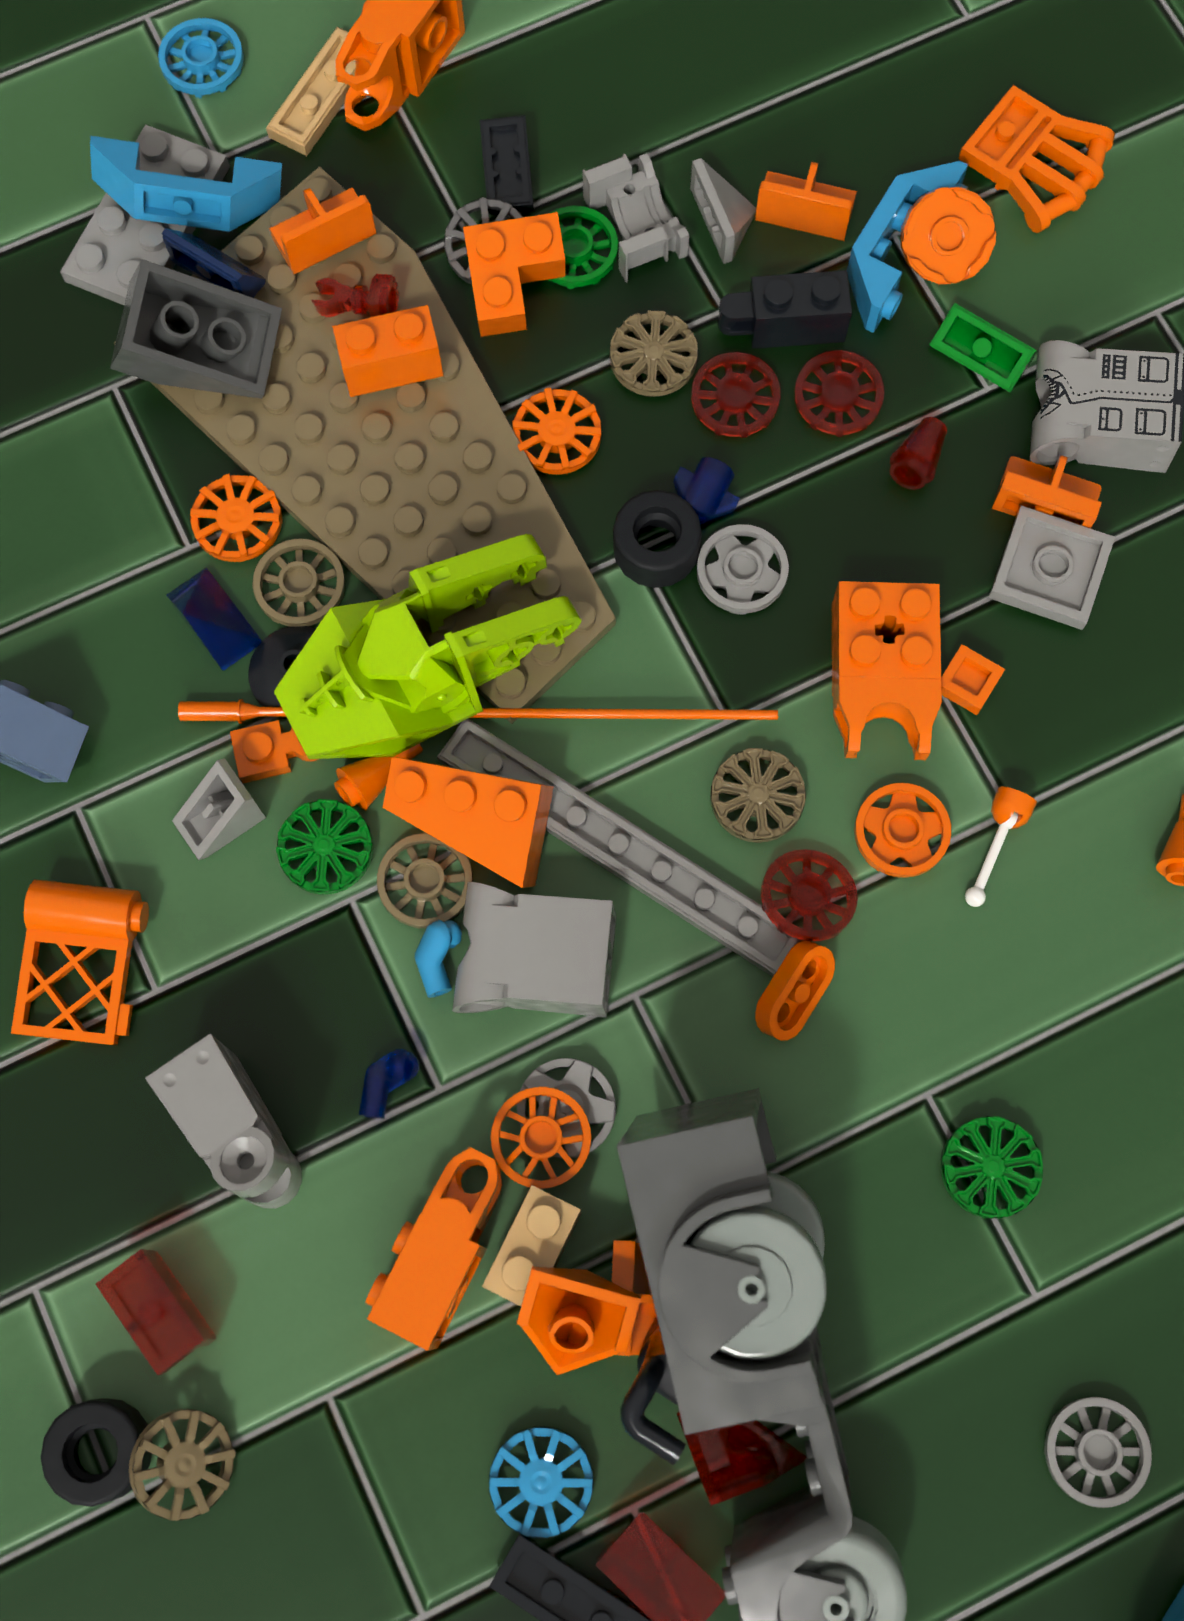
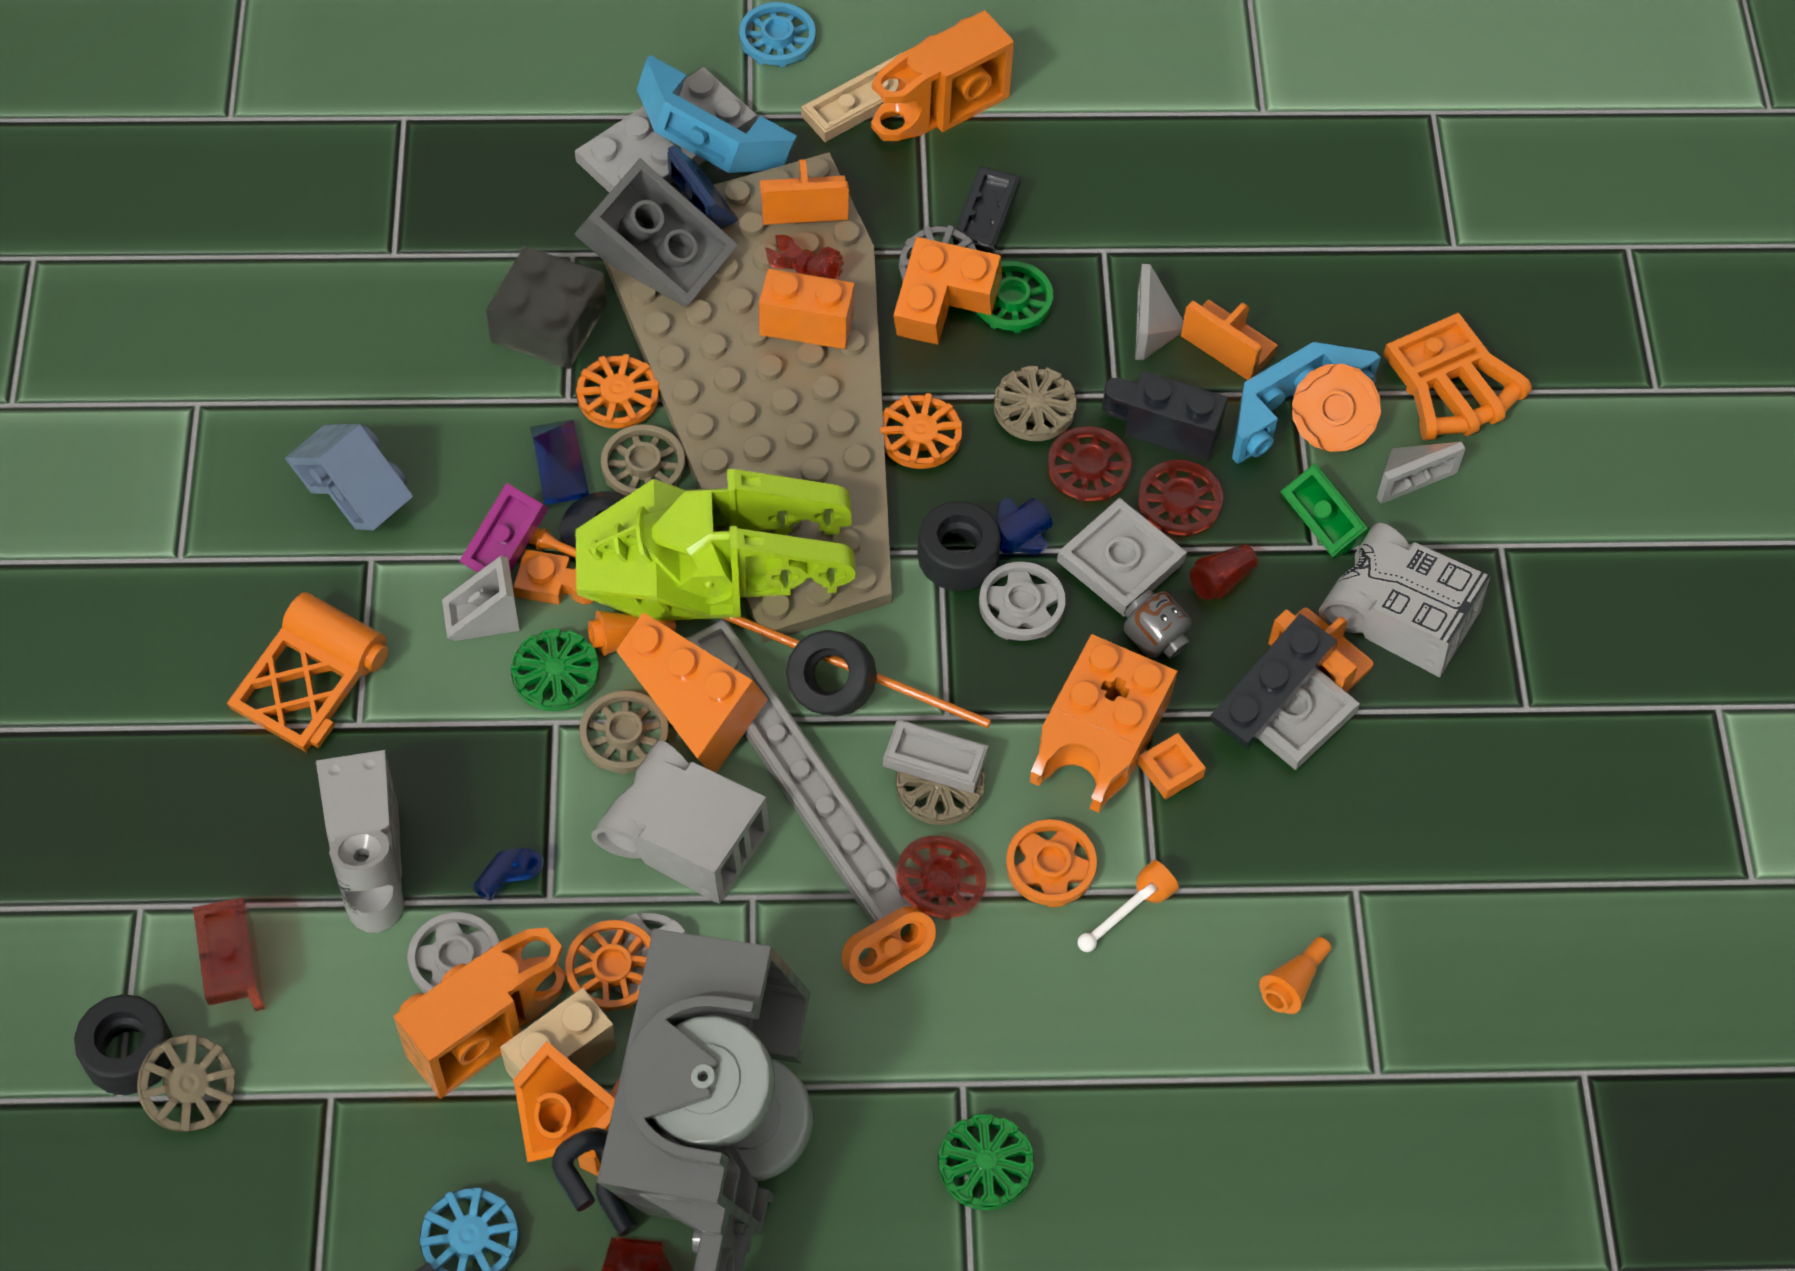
camera: 20 degrees right, 15 degrees down
(119, 458) = (546, 307): none -> clear smoke brick
(201, 724) = (505, 529): none -> magenta plate
(376, 1195) = (450, 947): none -> light grey wheel
(431, 952) = (597, 788): dark azure arm -> none
(595, 763) = (802, 669): none -> black tyre
(636, 210) = (1080, 287): light grey piece -> none
(744, 773) = (935, 756): none -> light grey tile
(816, 481) = (1121, 556): none -> light grey plate
(888, 539) = (1157, 625): none -> dark grey head
(1031, 551) = (1273, 681): none -> black plate
(1044, 263) = (1417, 467): none -> light grey slope

